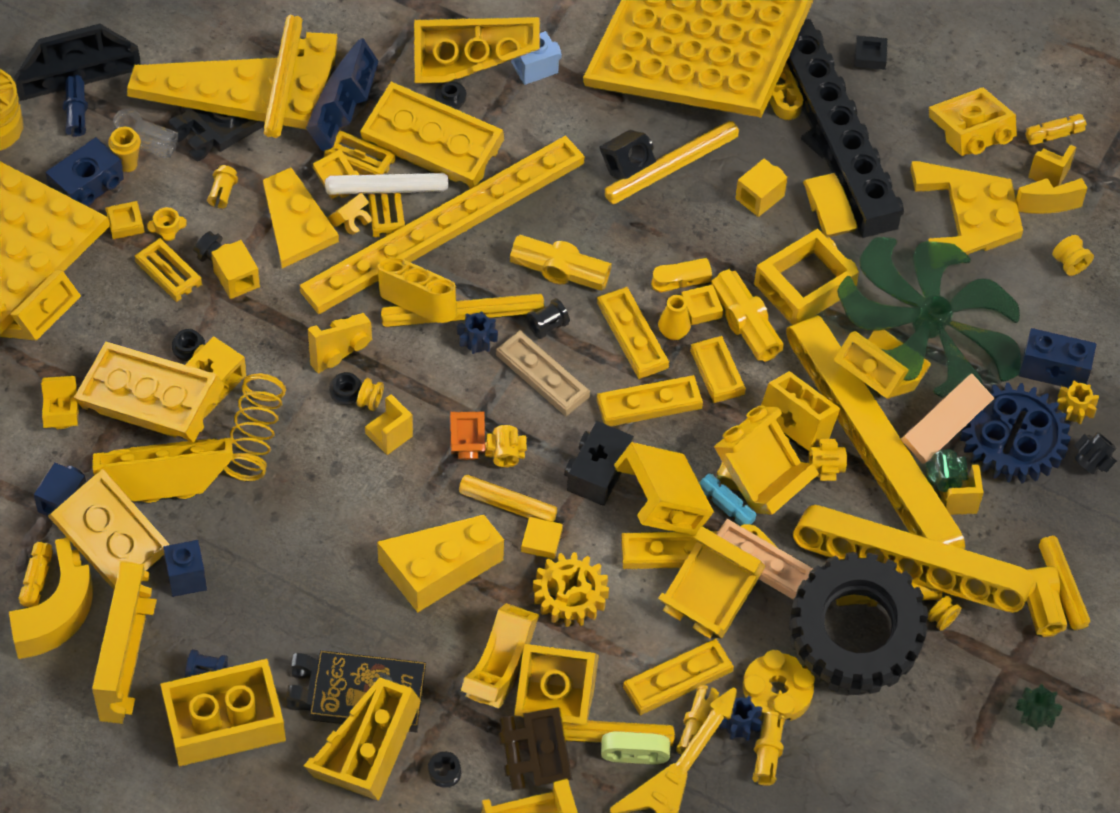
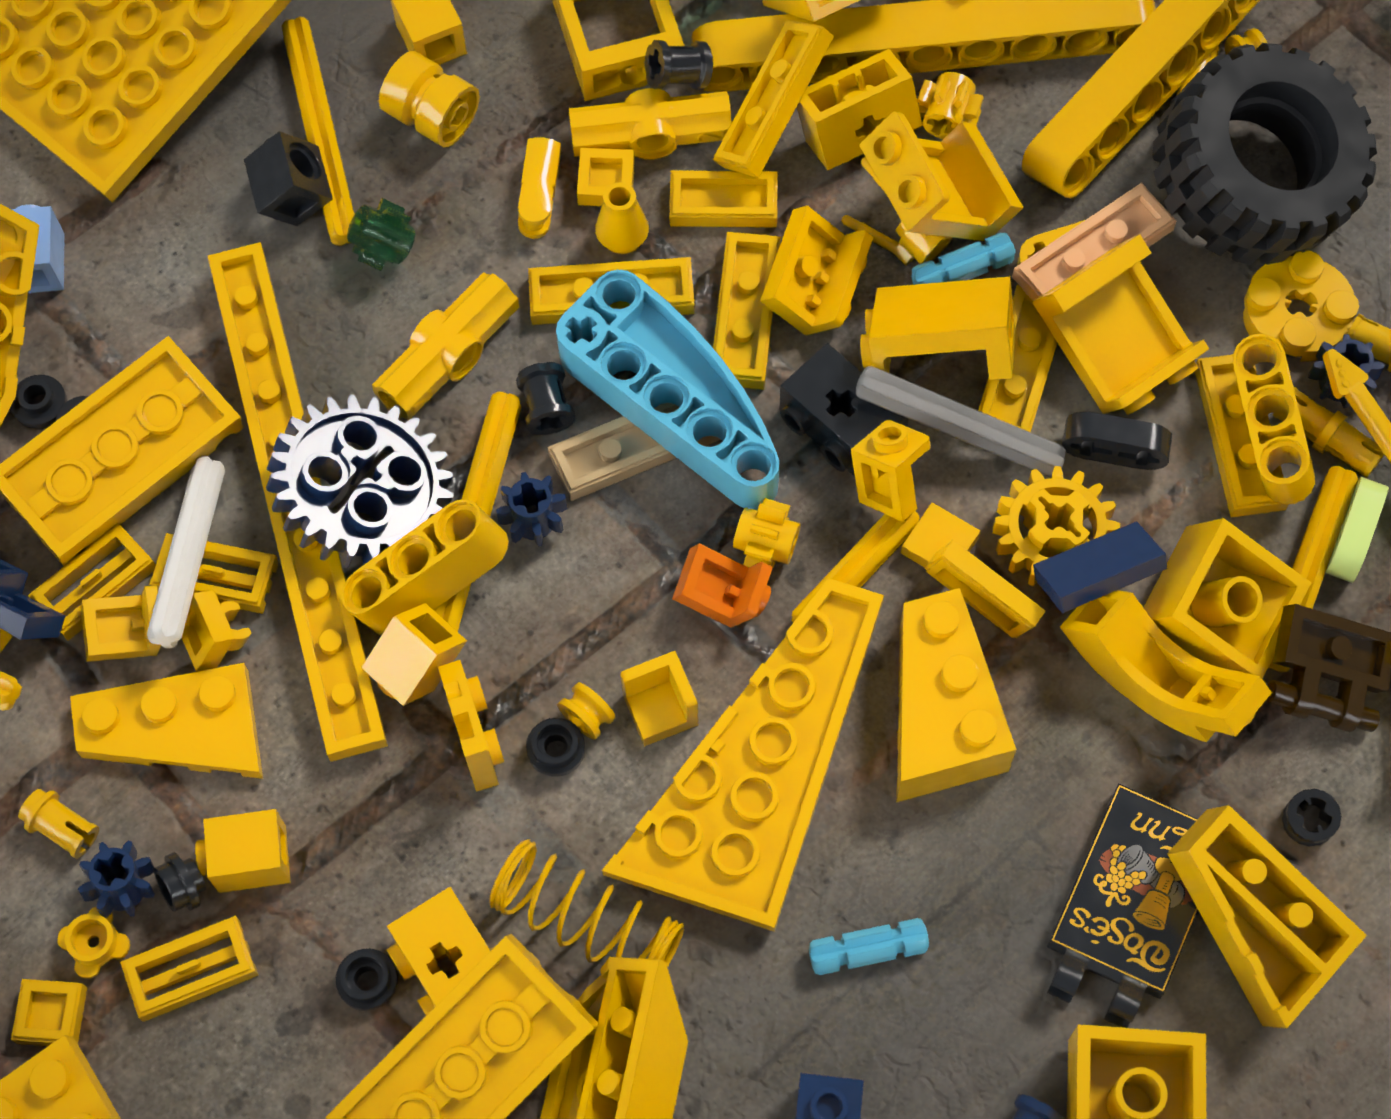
camera: 65 degrees left, 10 degrees up
(200, 218) = (112, 864): none -> dark blue gear
(287, 567) = (868, 946): none -> medium azure axle
(362, 483) = (749, 790): none -> yellow wing
(371, 298) = (410, 653): none -> yellow brick
(466, 220) = (320, 449): none -> gear
(513, 558) = (984, 589): none -> yellow tile
(545, 606) = (1100, 566): none -> dark blue tile
(568, 480) = (885, 470): none -> yellow bracket
(585, 368) = (671, 367): none -> medium azure beam
(613, 209) = (381, 234): none -> clear green gear
(613, 517) = (959, 421): none -> light grey axle
(641, 607) = (1117, 440): none -> black beam
(681, 676) = (1266, 395): none -> yellow beam
(683, 422) = (815, 272): none -> yellow bracket
(710, 202) = (429, 99): none -> yellow wheel
(782, 309) = (678, 64): none -> black bush
(782, 362) = (773, 97): none -> yellow tile

